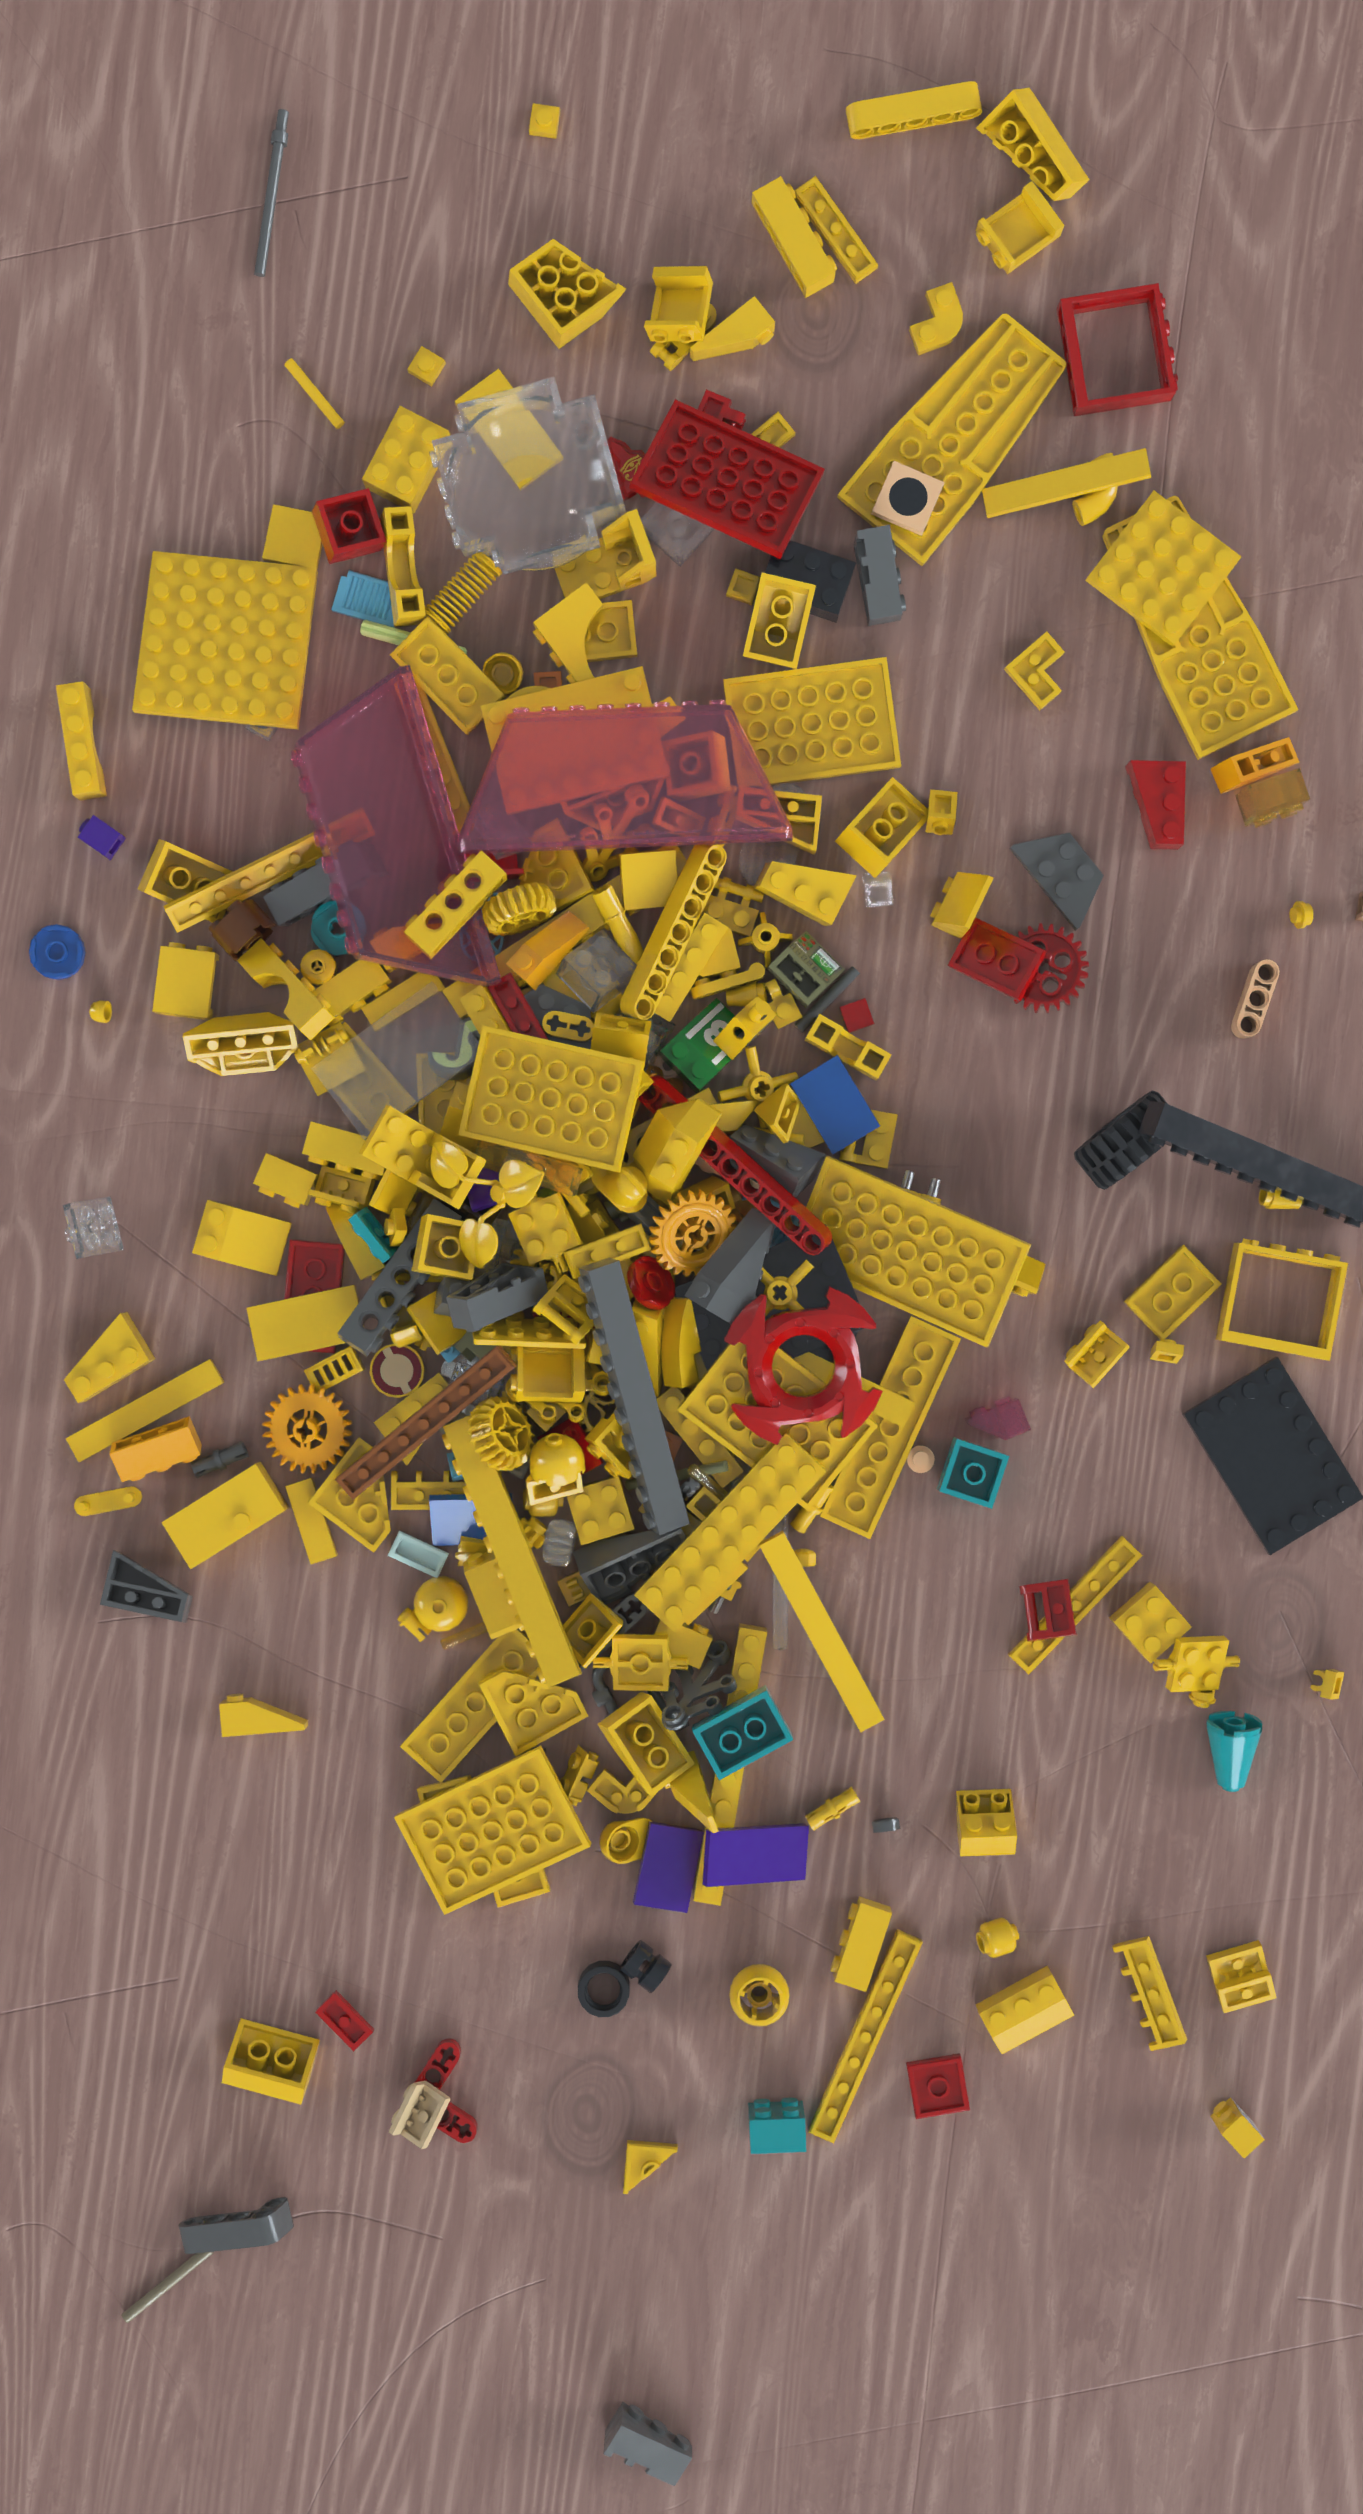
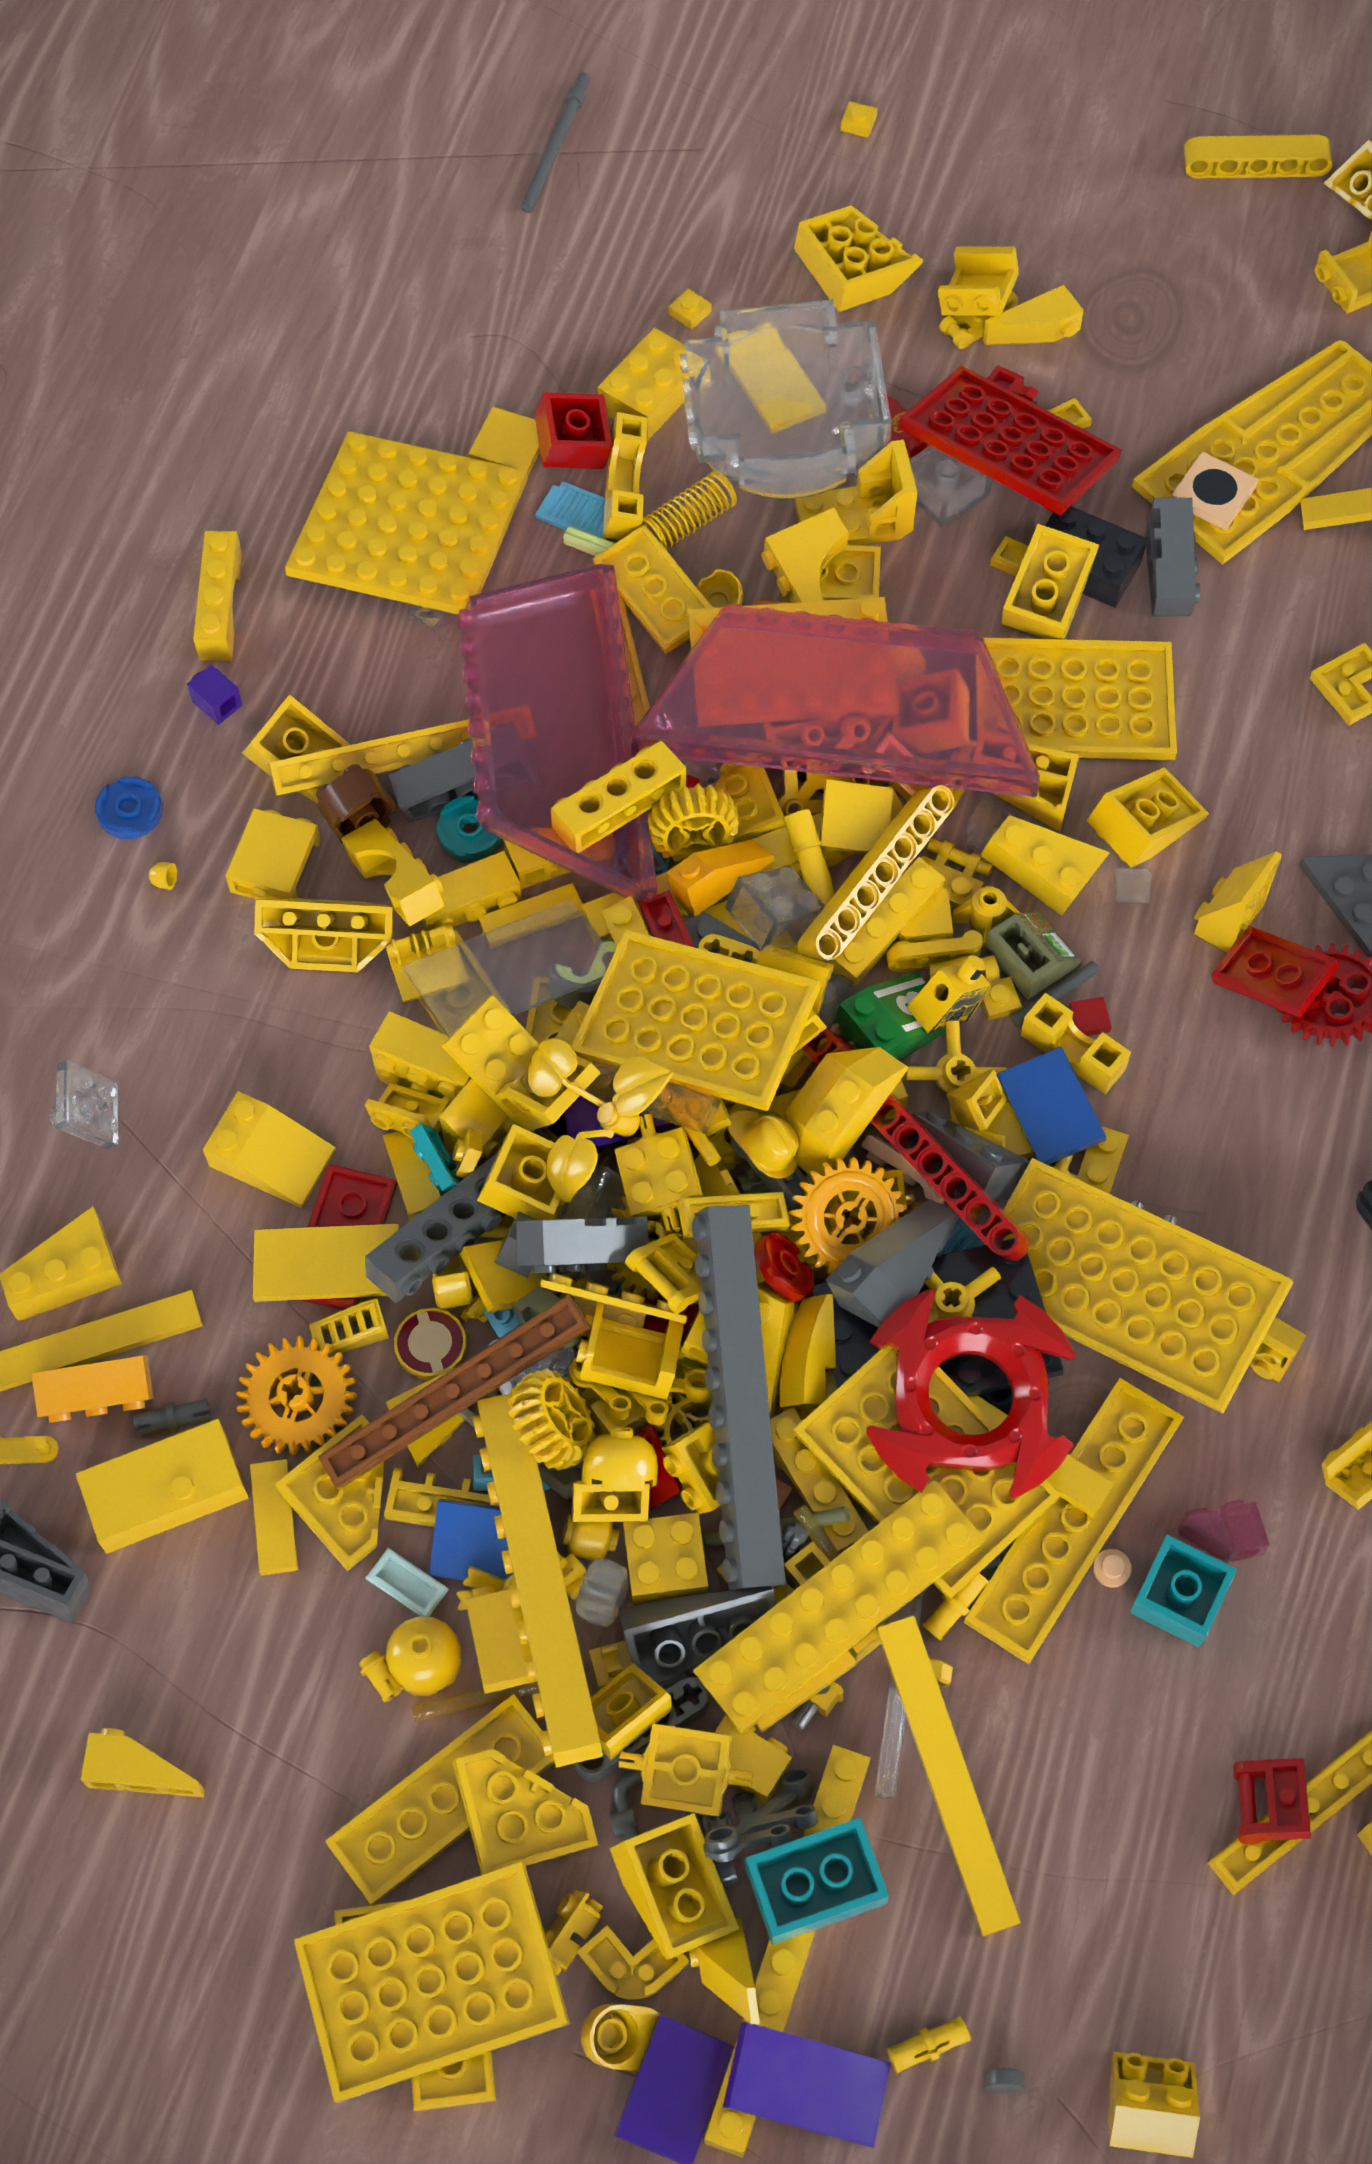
camera: 10 degrees right, 25 degrees down
(286, 1180) = (339, 1092): yellow brick -> none
(314, 393) = (561, 317): yellow bar -> none
(328, 967) = (438, 856): yellow head -> none
(734, 1113) = (920, 1093): yellow slope -> none
(793, 236) = (1113, 246): yellow brick -> none
(835, 230) = (1160, 249): yellow tile -> none
(941, 812) = (1219, 812): yellow bracket -> none
(945, 322) = (1271, 344): yellow plate -> none

